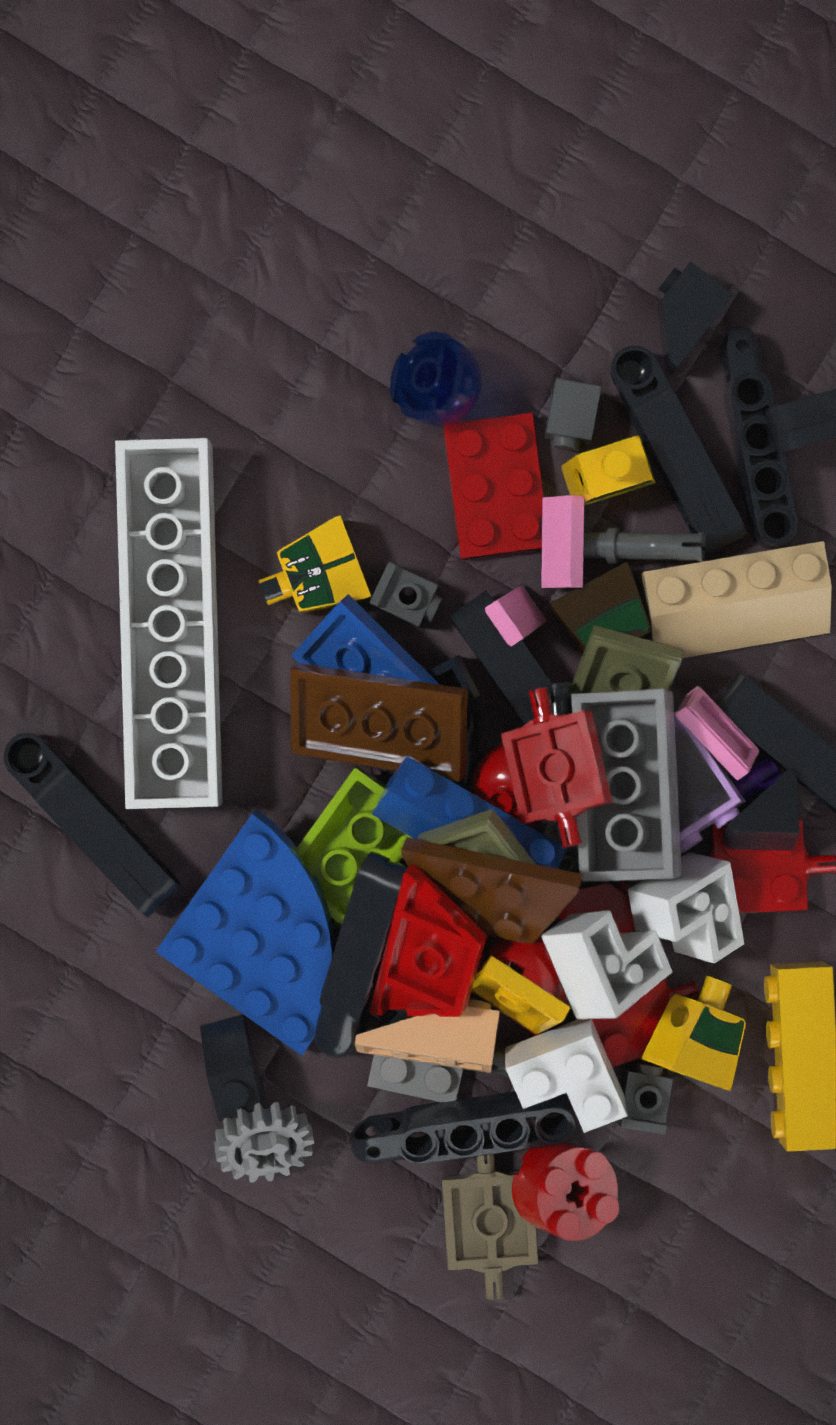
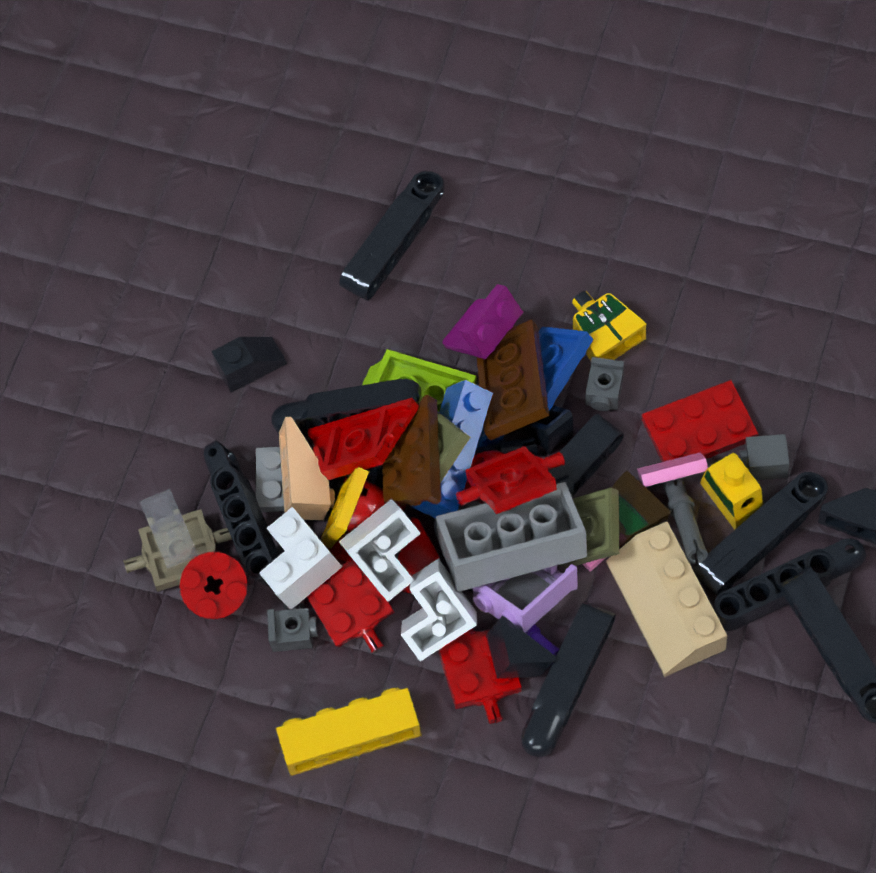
camera: 80 degrees right, 25 degrees down
(168, 623) = (541, 243): white brick -> none
(259, 934) = (346, 347): blue plate -> none
(263, 1142) = (202, 386): light grey gear -> none
(276, 738) = (484, 324): none -> magenta bracket
(436, 380) = (758, 363): clear blue cylinder -> none
(469, 1236) = (168, 528): none -> clear slope
(515, 615) = (611, 450): bright pink tile -> none
(699, 1036) = (344, 648): yellow torso -> none
(717, 732) = (566, 598): bright pink tile -> none

